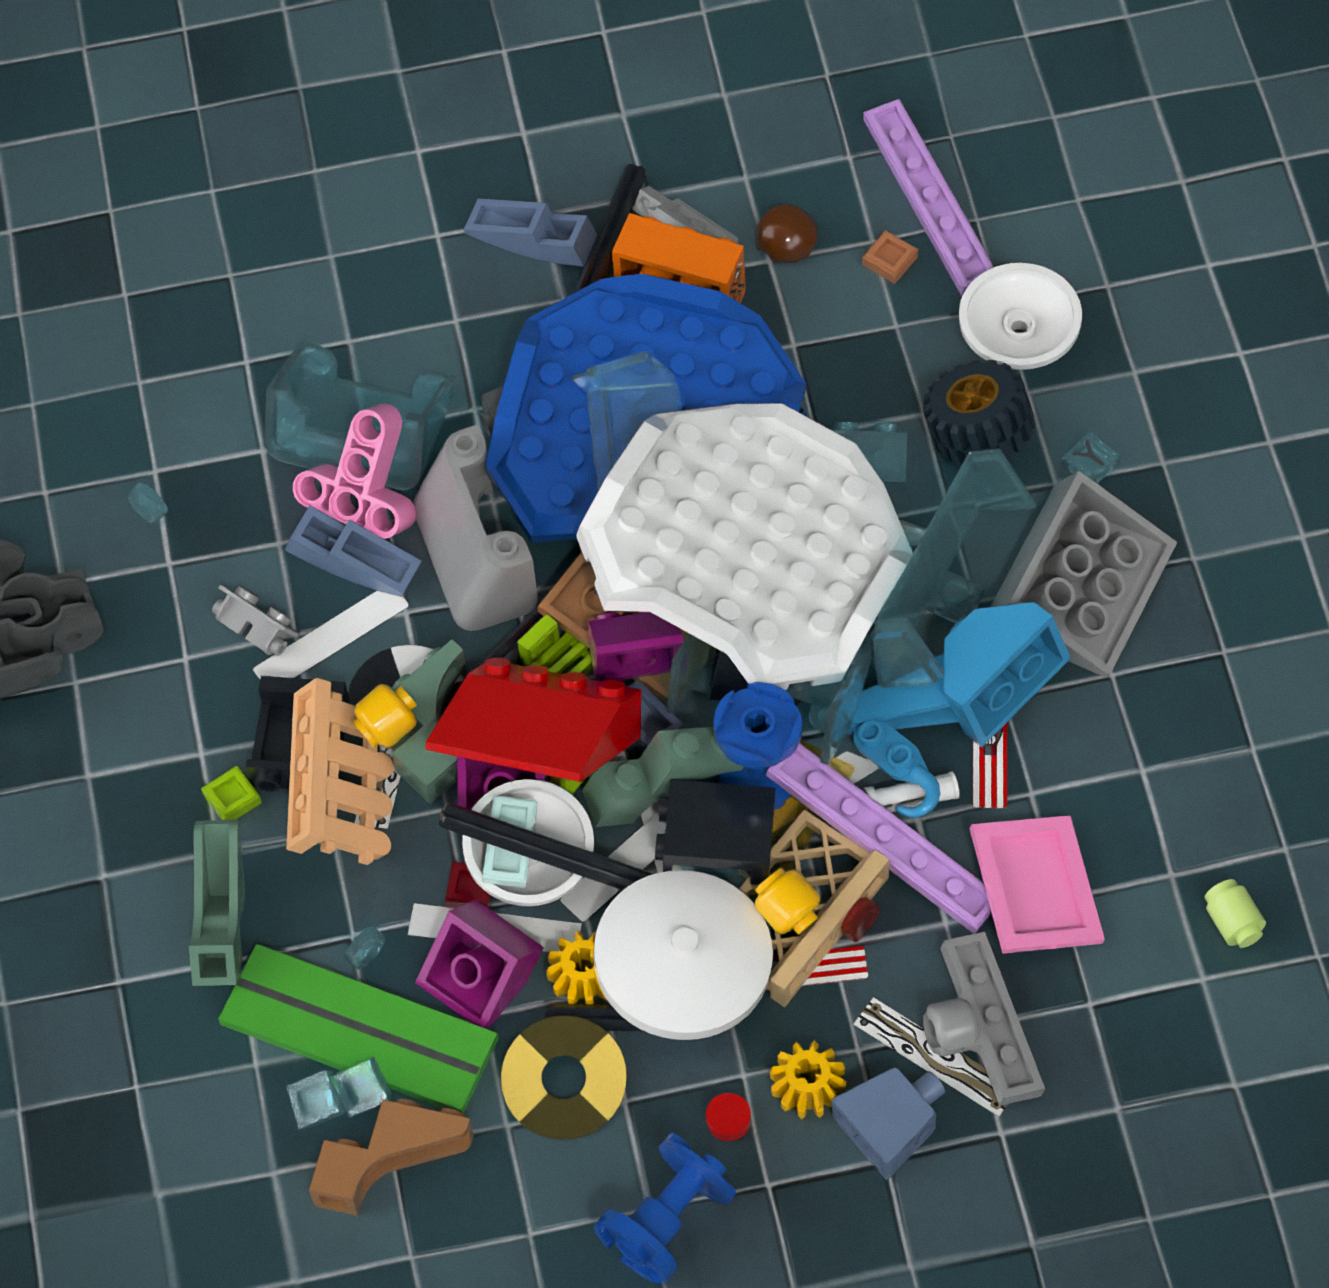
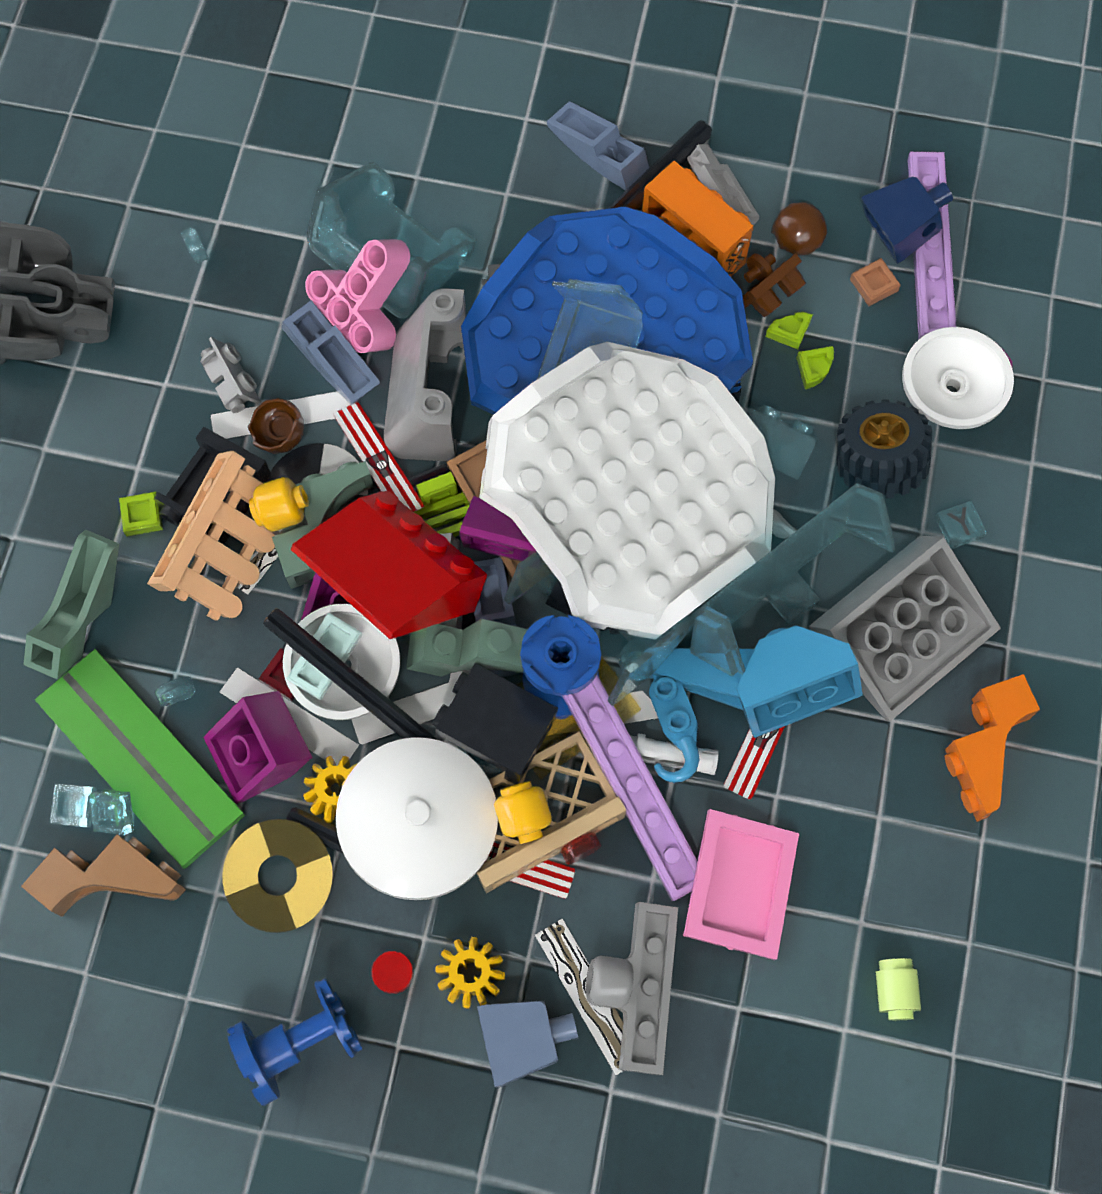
camera: 20 degrees right, 10 degrees up
(335, 647) = (276, 426): none -> reddish brown hair
(443, 627) = (374, 451): none -> sticker
(793, 286) = (785, 275): none -> reddish brown hips
(824, 338) = (790, 329): none -> lime tile
(867, 364) = (815, 365): none -> lime tile
(890, 176) = (906, 214): none -> dark blue torso
(1211, 667) = (980, 756): none -> orange arch

